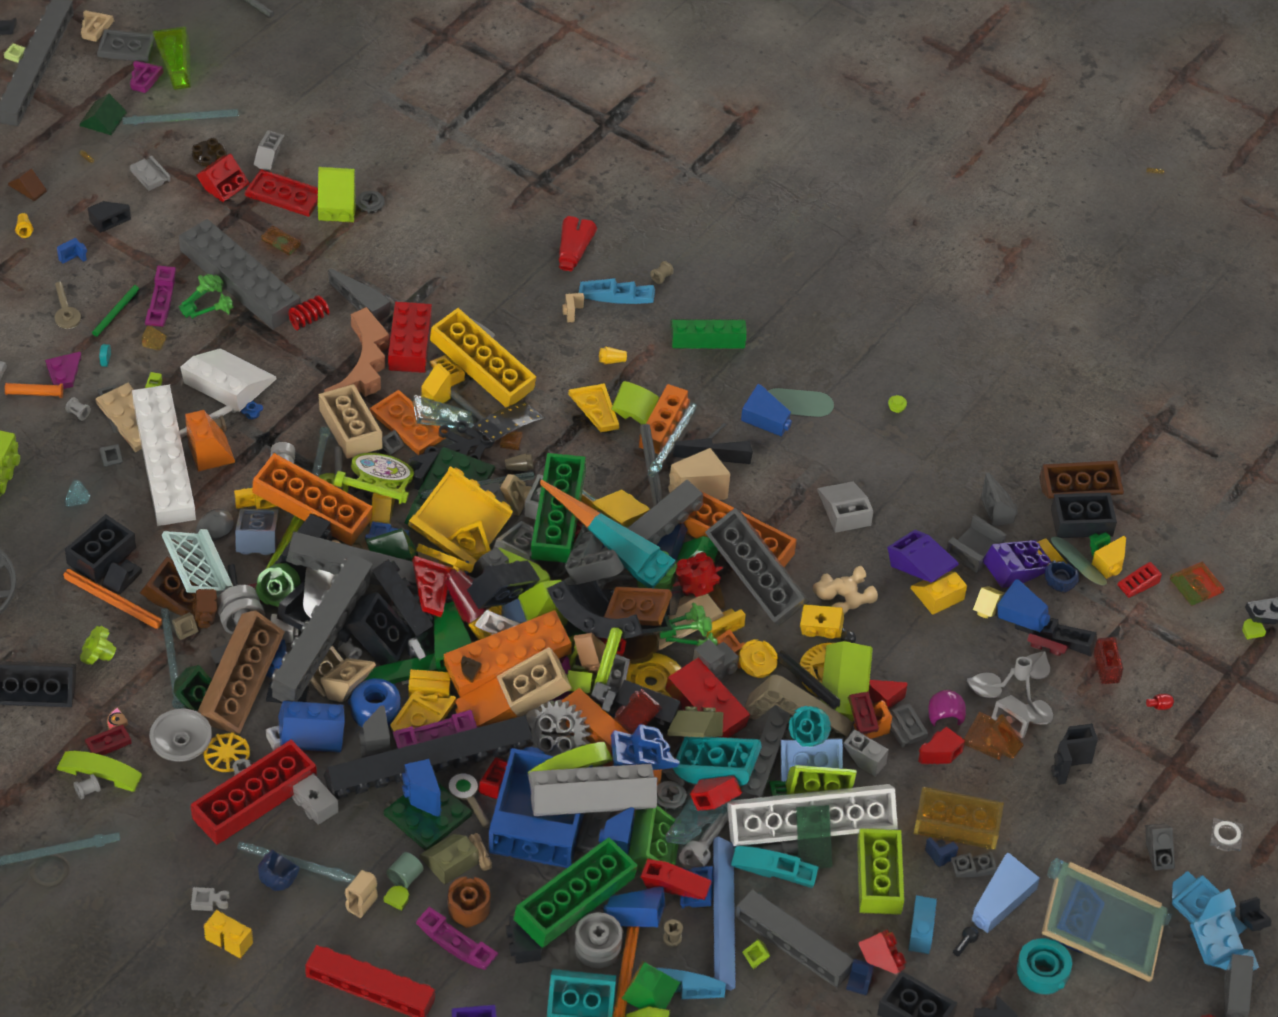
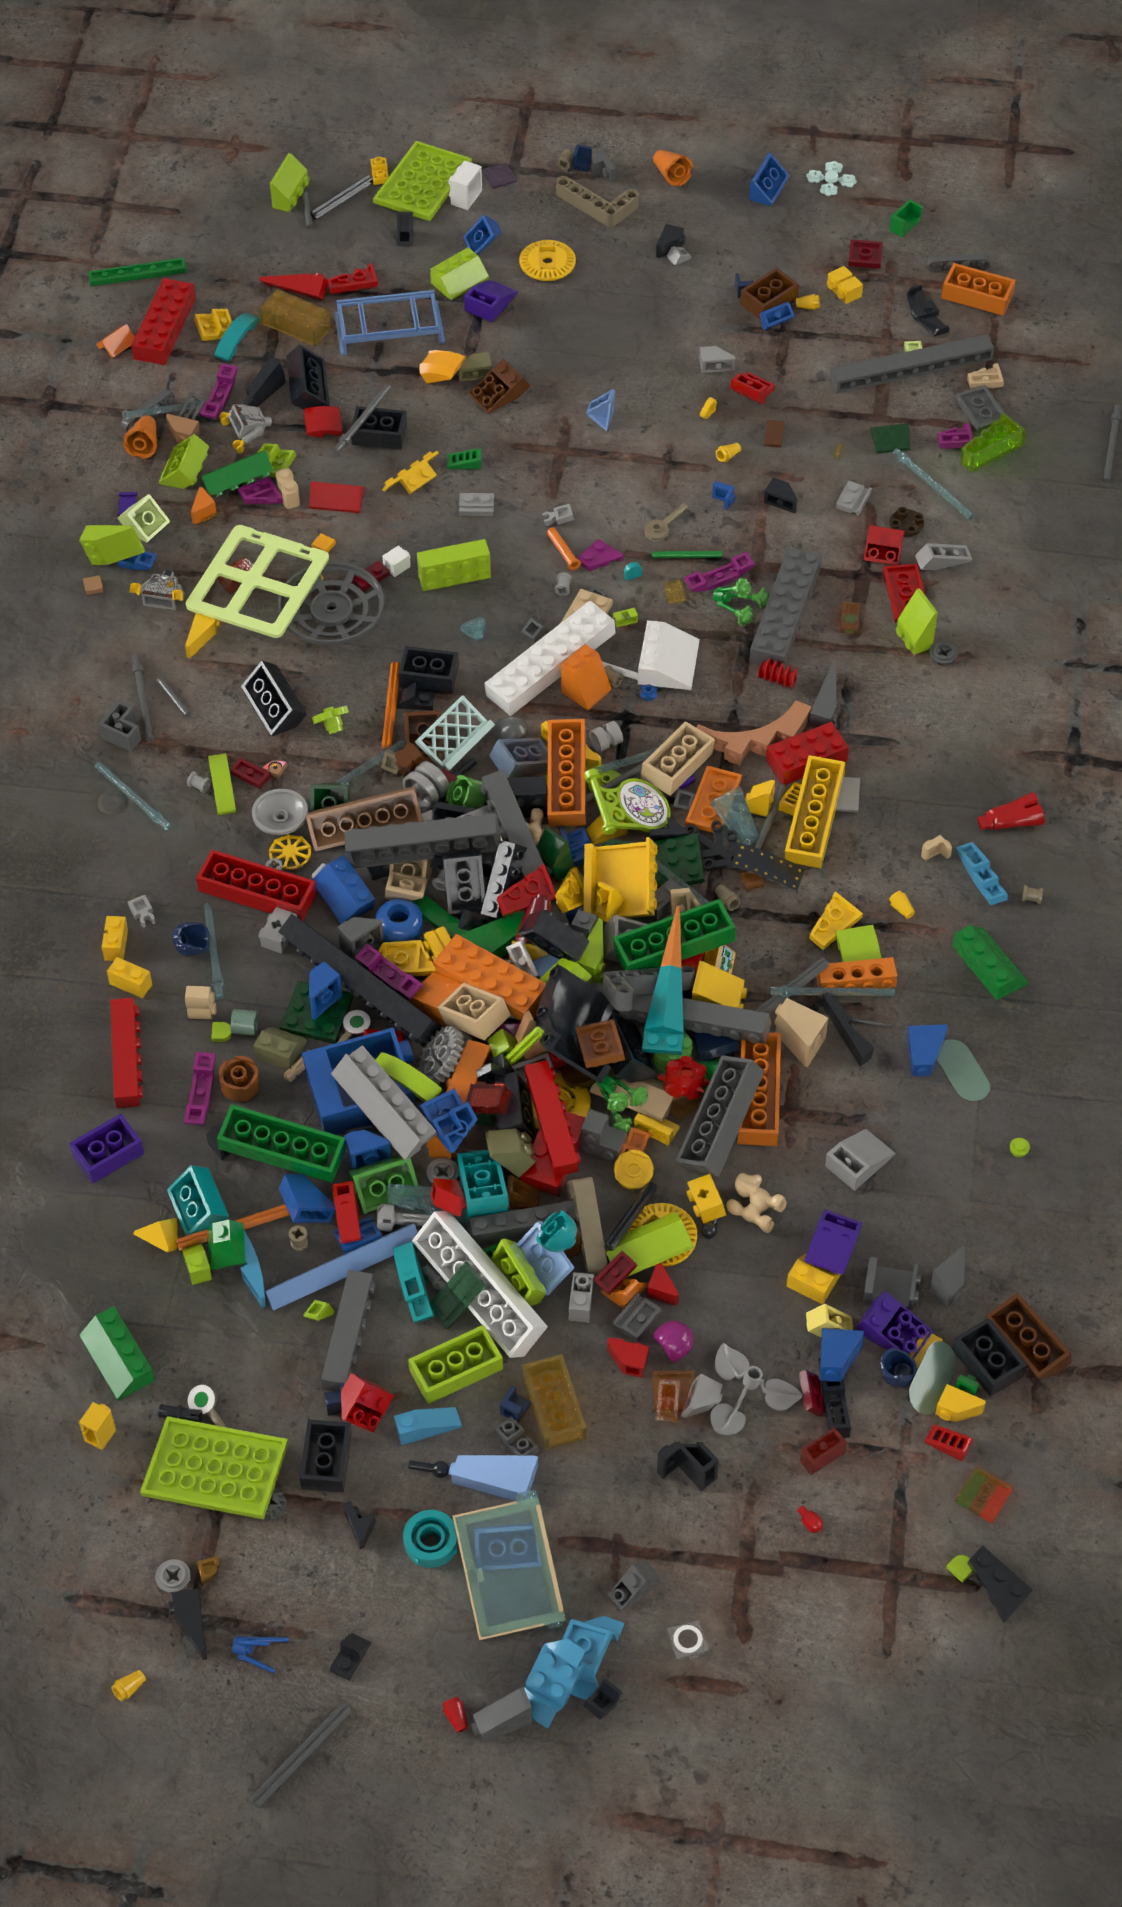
camera: 65 degrees right, 5 degrees up
(284, 941) = (129, 977): none -> yellow brick
(470, 668) = (450, 957): dark brown tile -> none
(598, 940) = (256, 1187): light grey wheel -> none
(687, 678) = (551, 1118): none -> red brick

